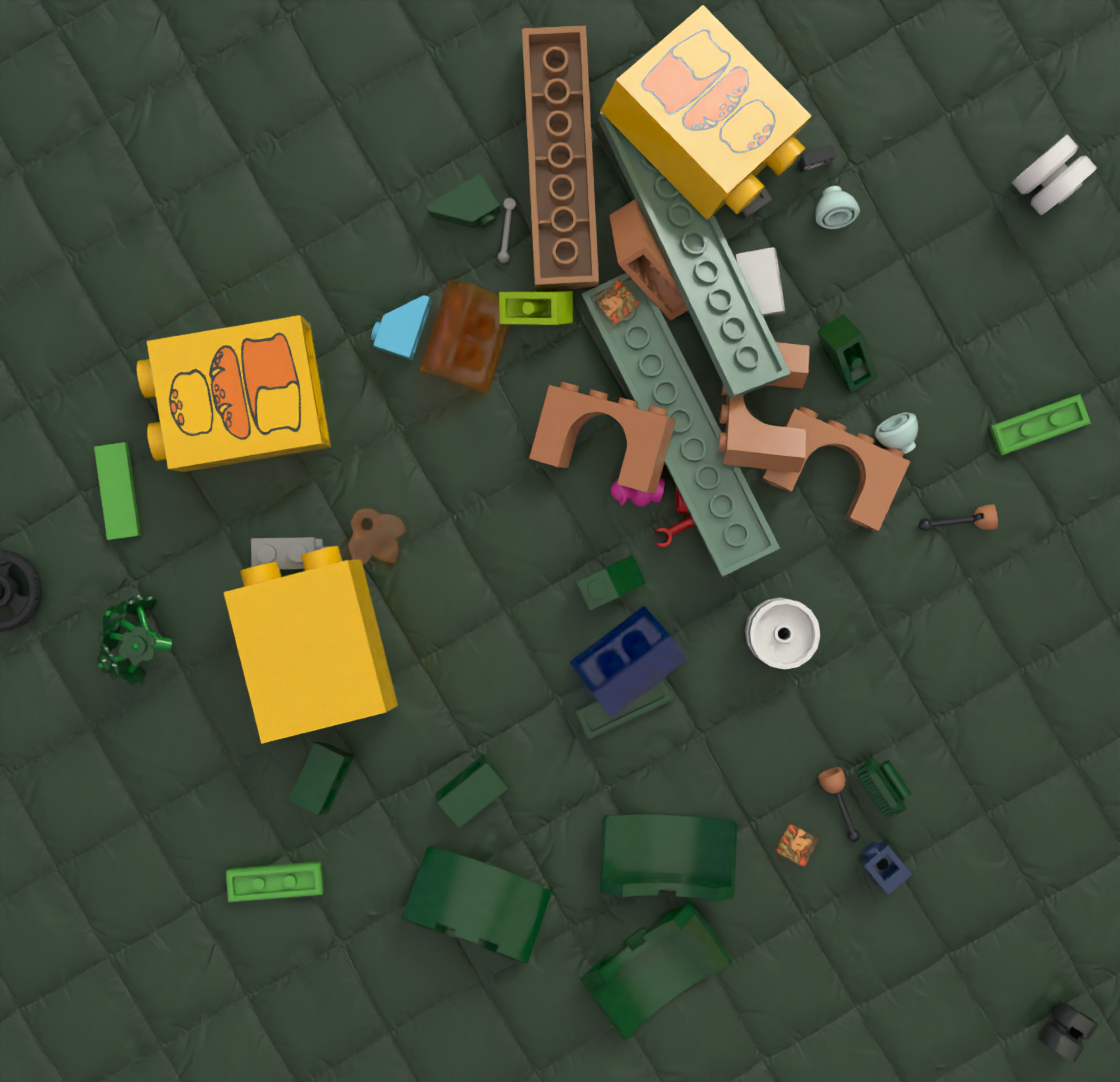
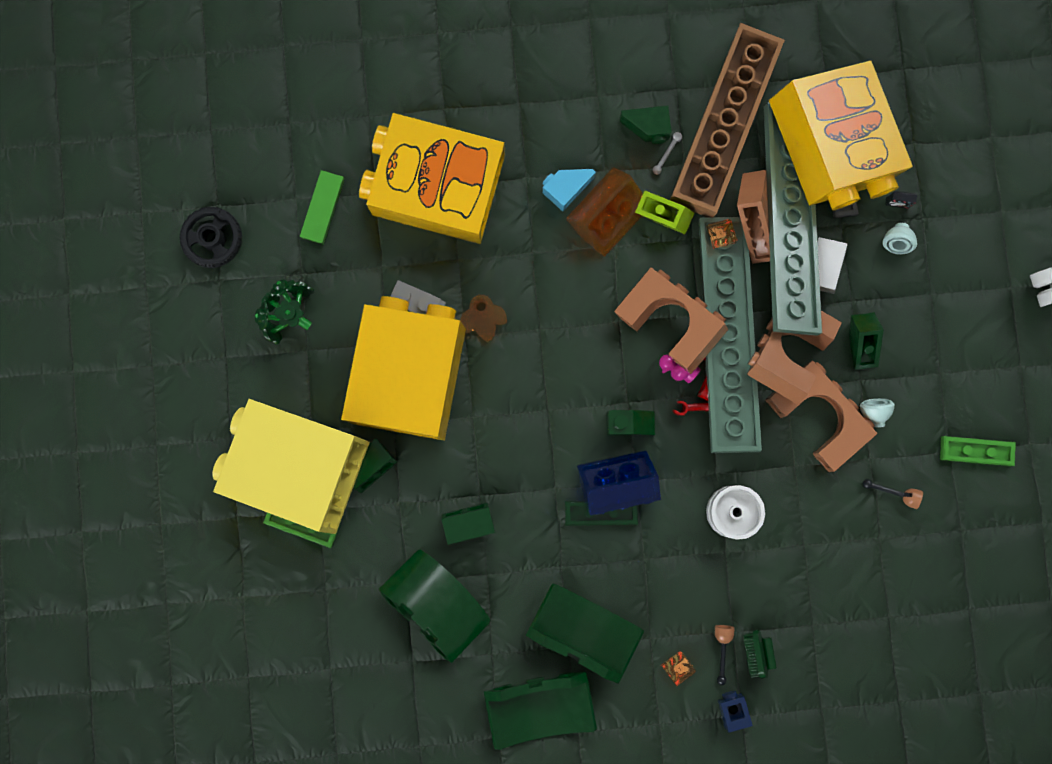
camera: 25 degrees right, 5 degrees down
(227, 825) = (289, 466): none -> light yellow brick

